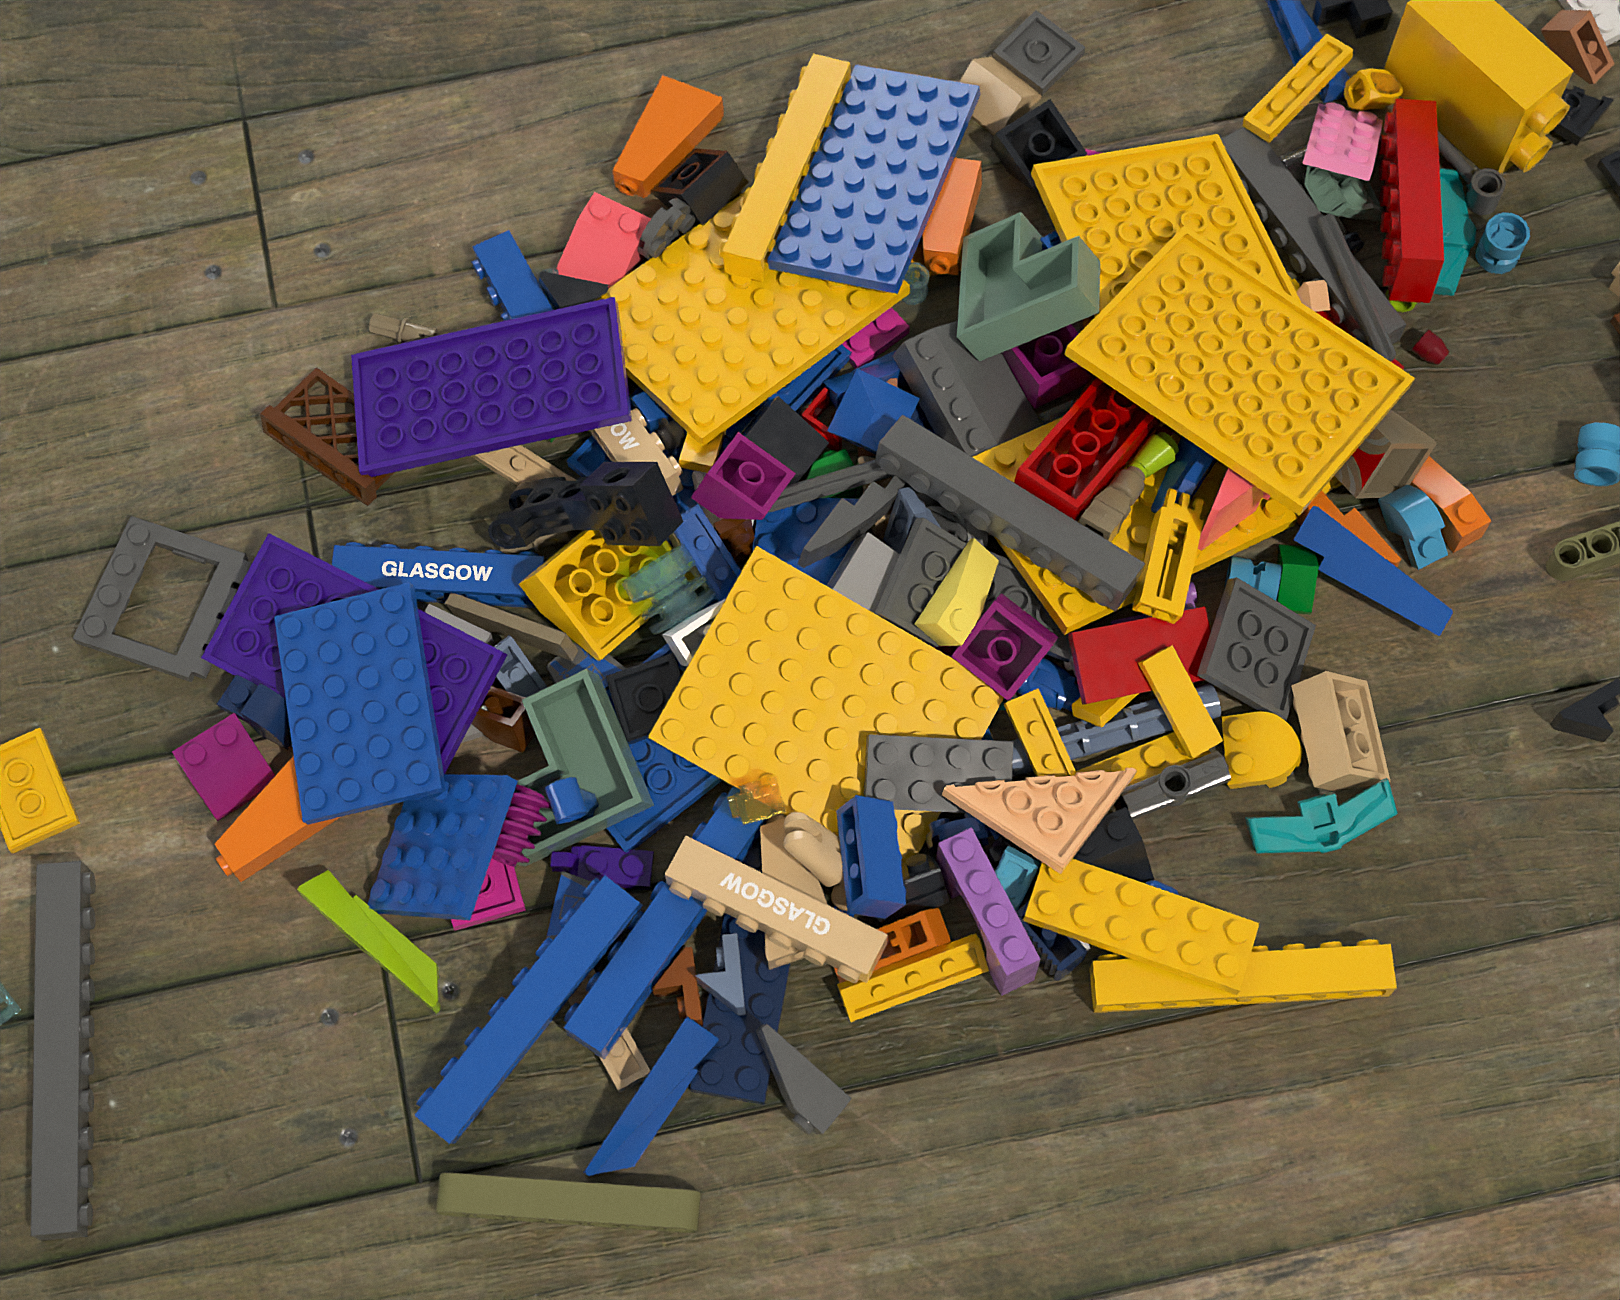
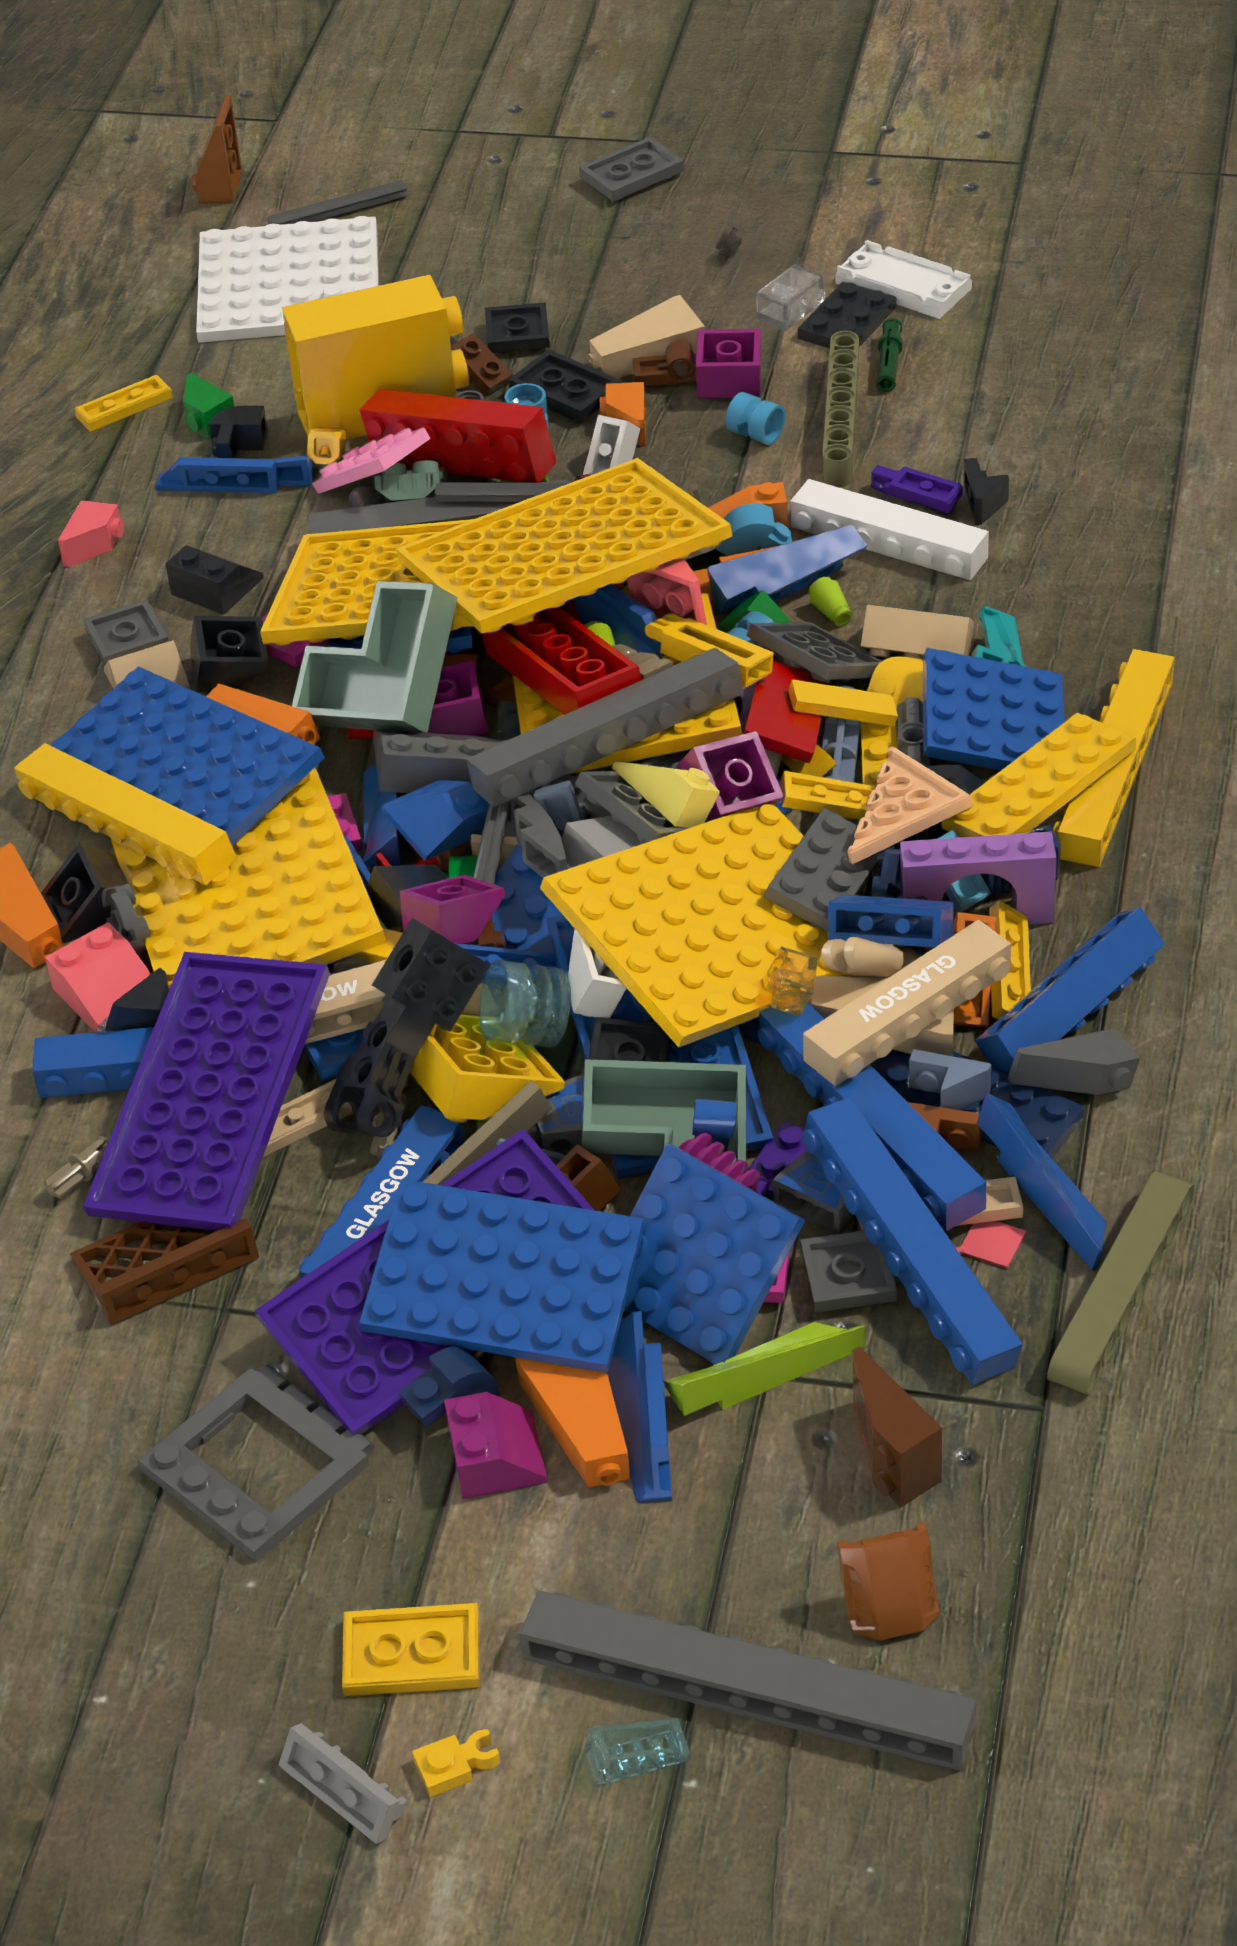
camera: 65 degrees left, 25 degrees down
(171, 1127) = (889, 1583): none -> dark orange slope
(317, 1071) = (897, 1433): none -> reddish brown slope
(326, 850) = (640, 1405): none -> blue wedge
(494, 963) = (846, 1272): none -> dark grey plate
(583, 1074) = (992, 1243): none -> coral piece
(891, 1044) = (1074, 988): none -> blue brick
(1146, 84) = (209, 579): none -> black slope
(1243, 840) = (986, 708): none -> blue plate
(1297, 88) = (298, 472): yellow plate -> none
(1355, 632) = (829, 599): none -> lime cone
(1487, 646) = (892, 529): none -> white brick
(1488, 341) = (611, 444): none -> white slope
(1559, 330) = (626, 403): none -> orange slope
(1564, 167) = (483, 365): none -> reddish brown plate
(1569, 650) = (917, 487): none -> dark purple hinge
(1574, 257) = (567, 383): none -> black plate

